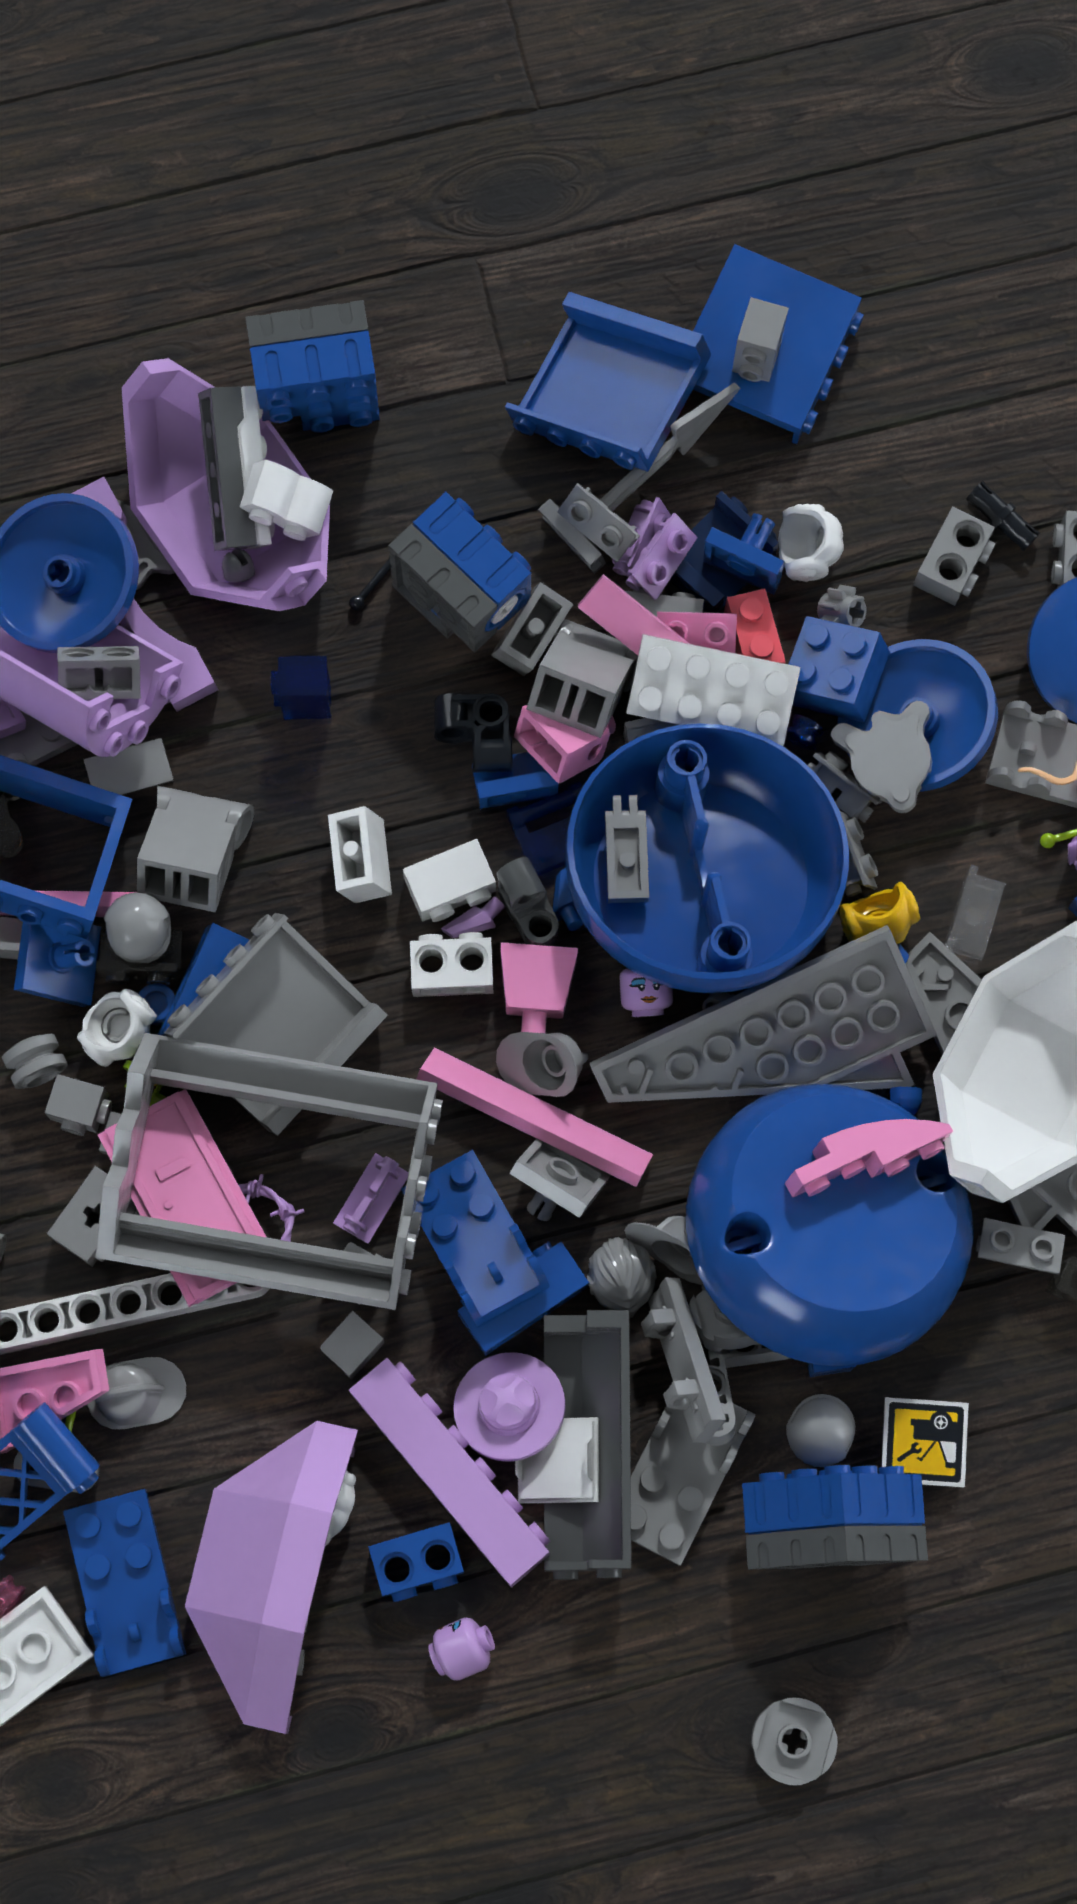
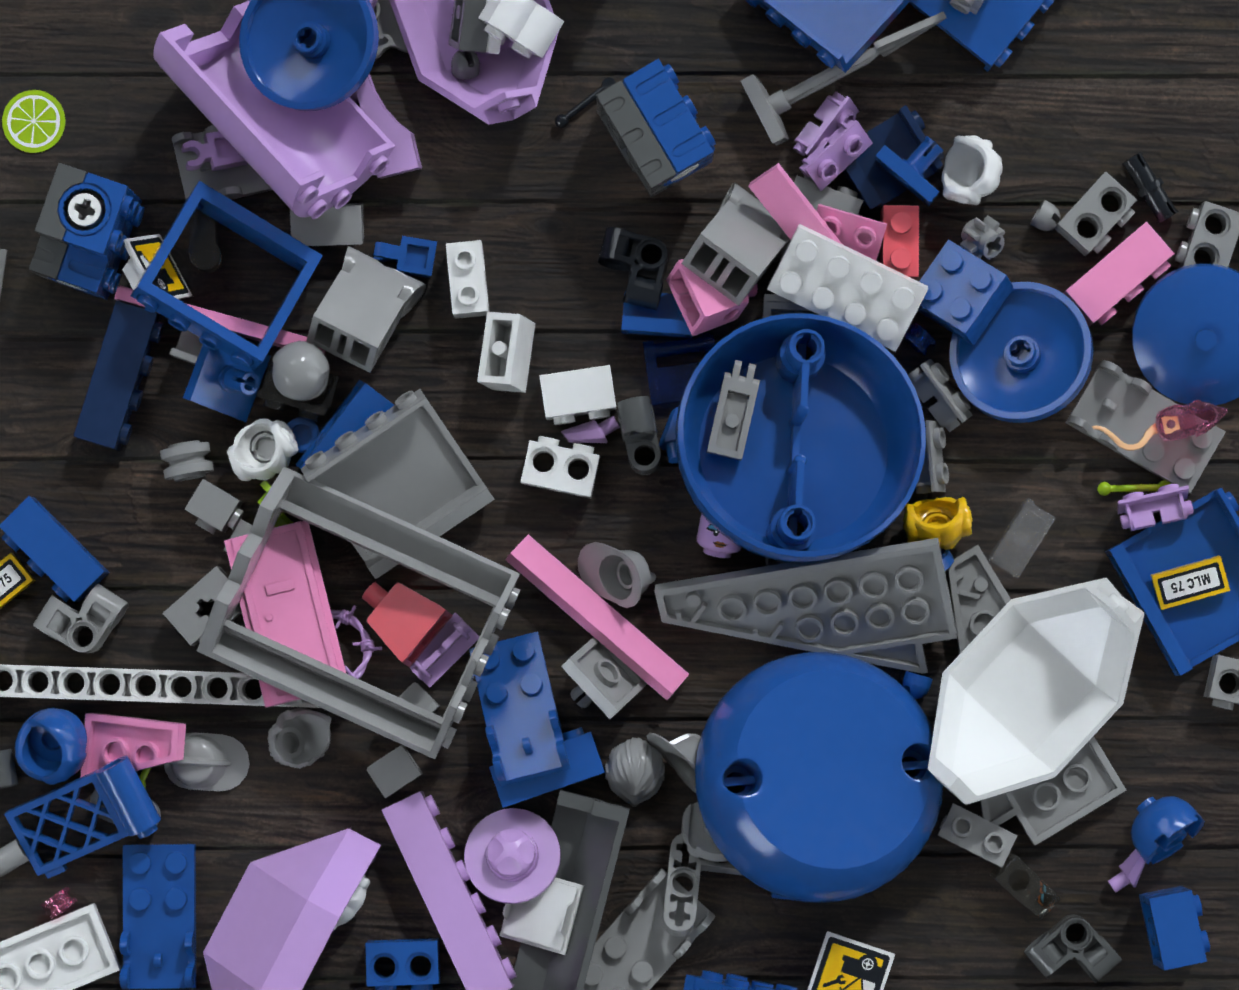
camera: 20 degrees right, 10 degrees up
(100, 670) = (319, 139): light grey brick -> none
(231, 781) = (413, 255): none -> blue plate
(235, 1333) = (299, 737): none -> light grey hair
(297, 789) = (467, 279): none -> white brick
(302, 687) = (494, 191): clear blue brick -> none
(321, 1172) = (404, 620): none -> coral torso
(532, 629) = (706, 189): light grey brick -> none
(536, 982) = (628, 503): bright pink torso -> none
(598, 522) = (782, 99): light grey hinge -> none
(692, 1382) = (667, 885): light grey hinge -> none
(821, 1430) = (766, 944): light grey helmet -> none
(870, 1146) = (873, 729): bright pink slope -> none
(891, 756) = (986, 385): light grey tile -> none
(902, 572) = (1046, 216): none -> light grey hinge
(1000, 608) = (1120, 274): none -> bright pink brick

